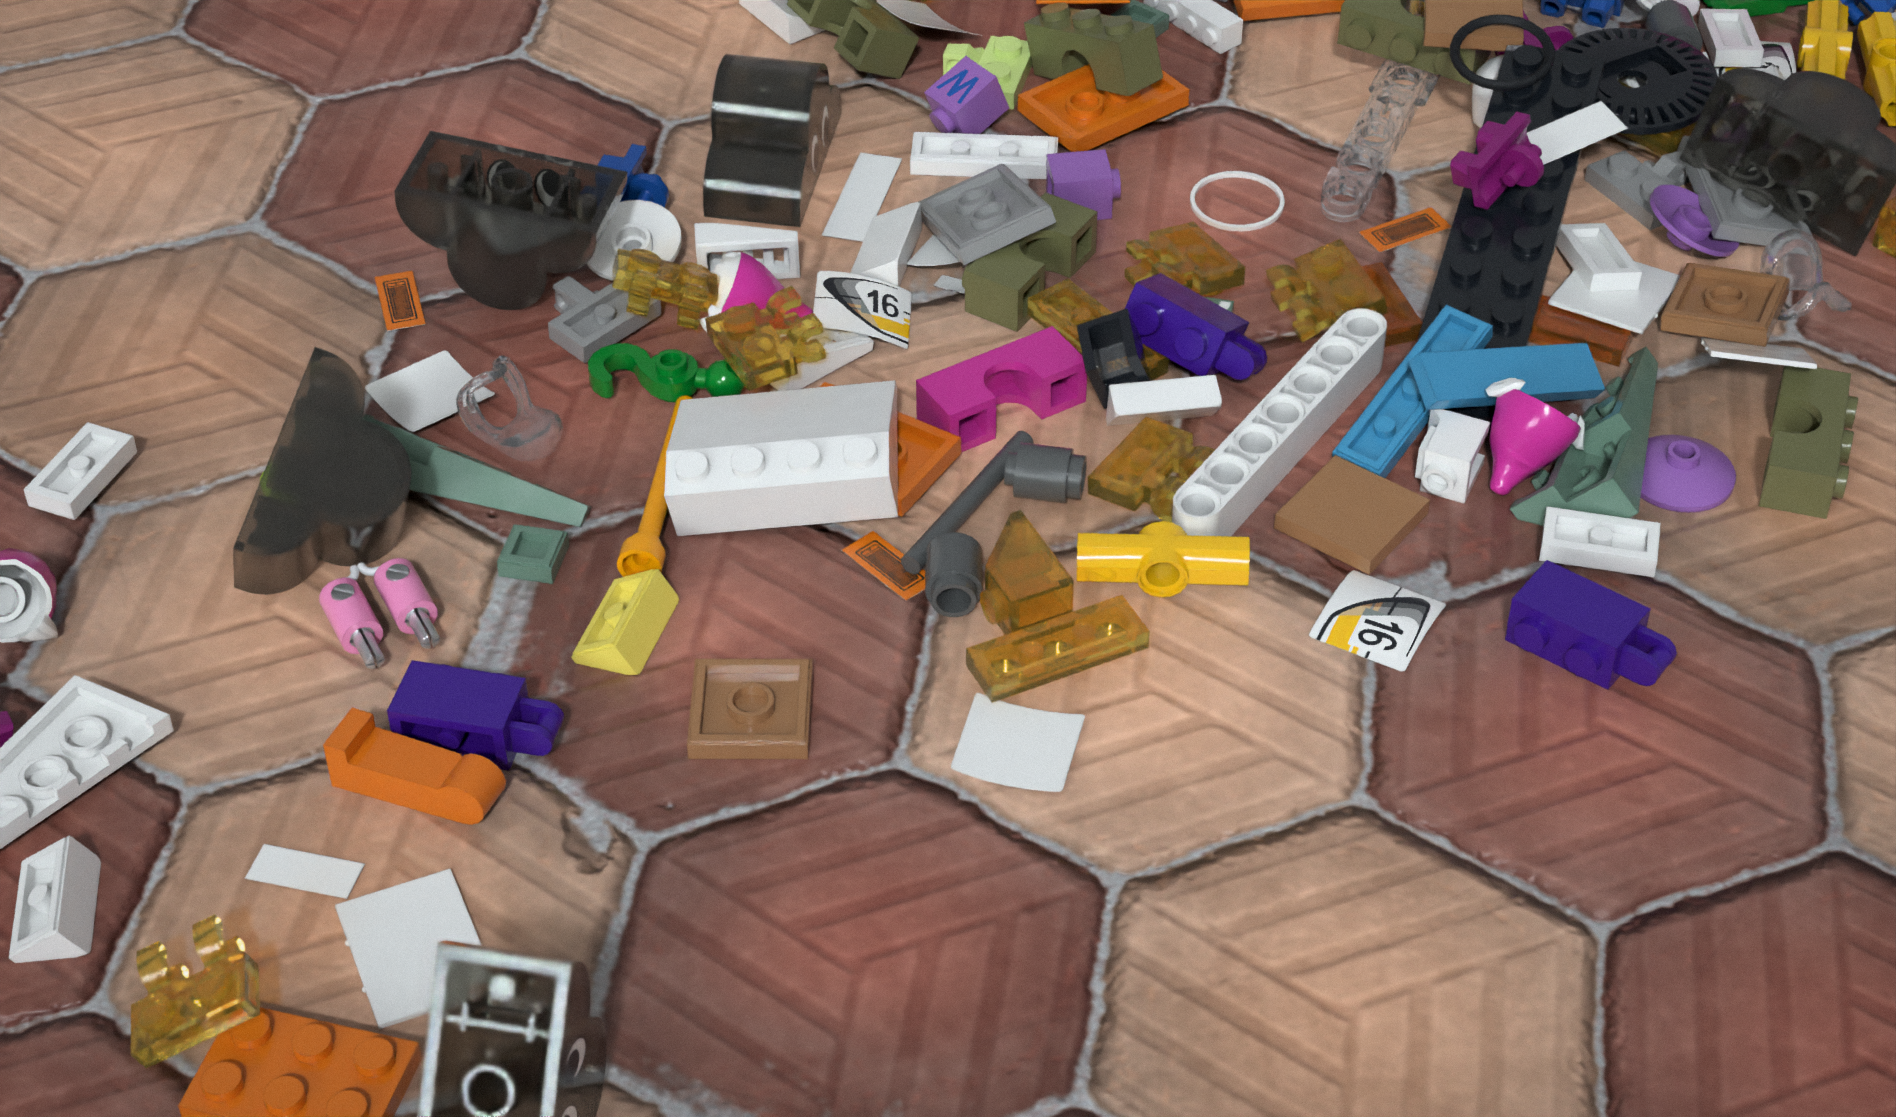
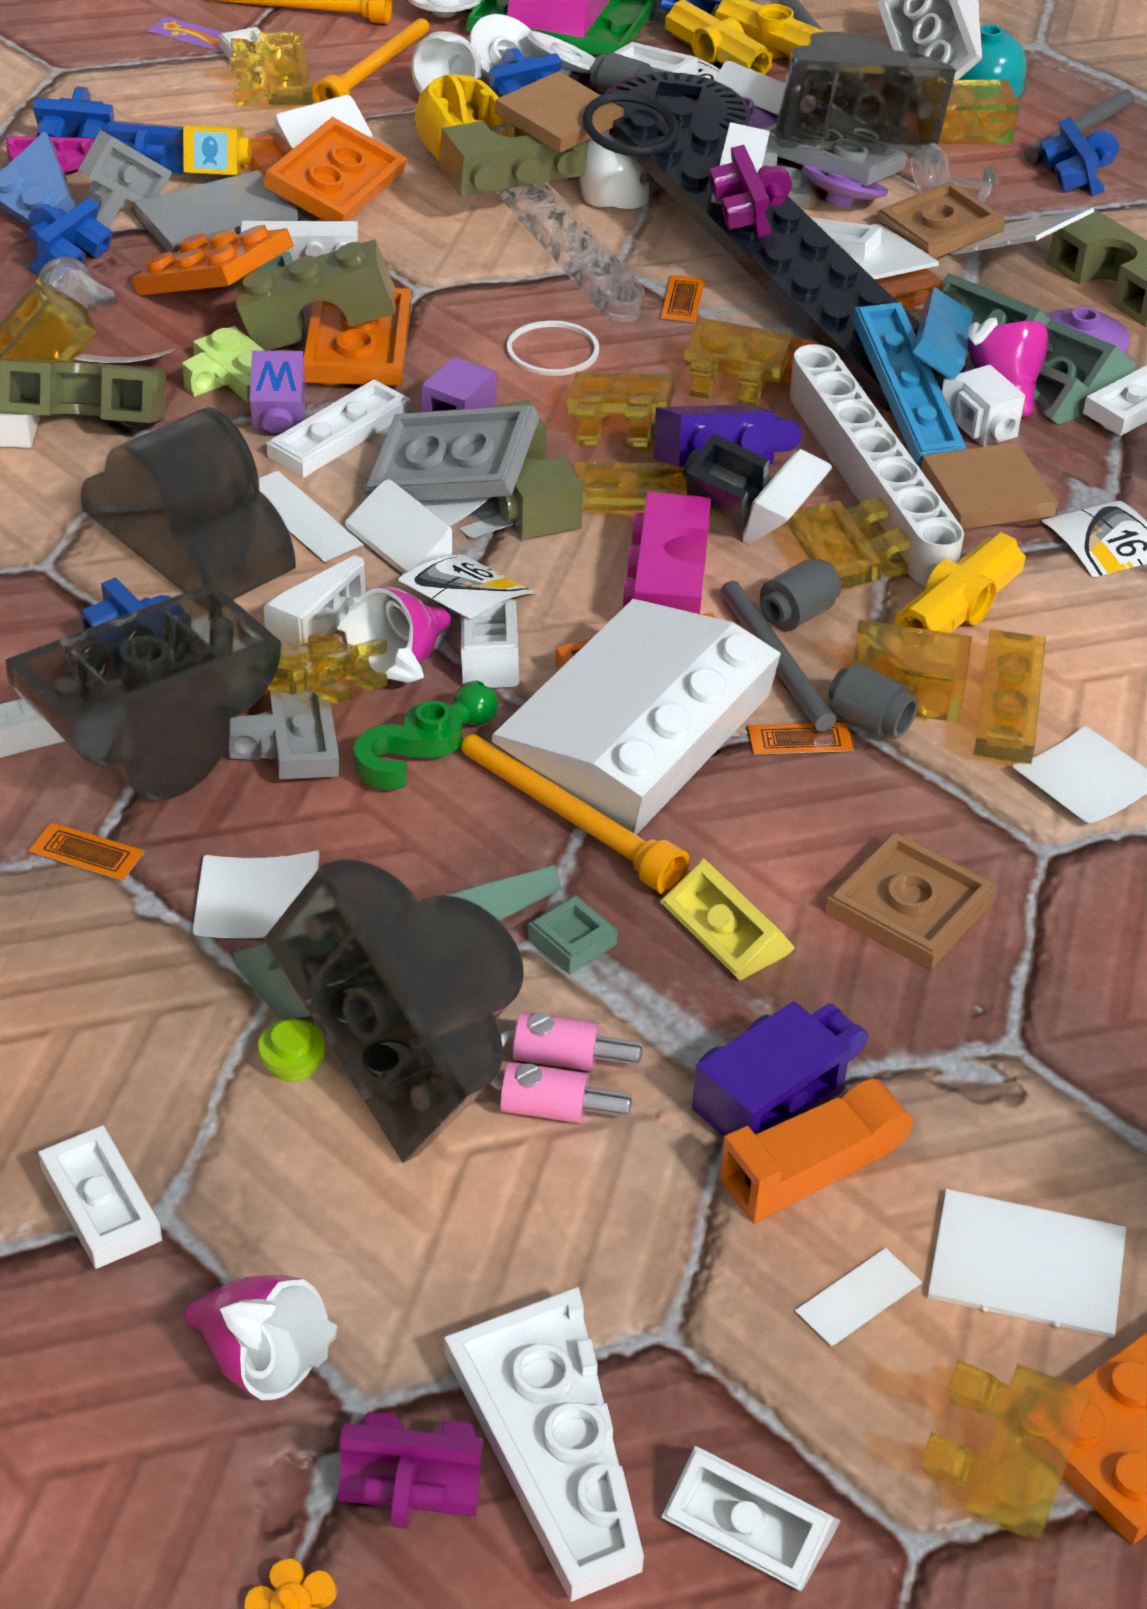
camera: 55 degrees left, 0 degrees up
(533, 431) = (402, 848): clear piece -> none
(752, 340) = (484, 654): clear yellow plate -> none

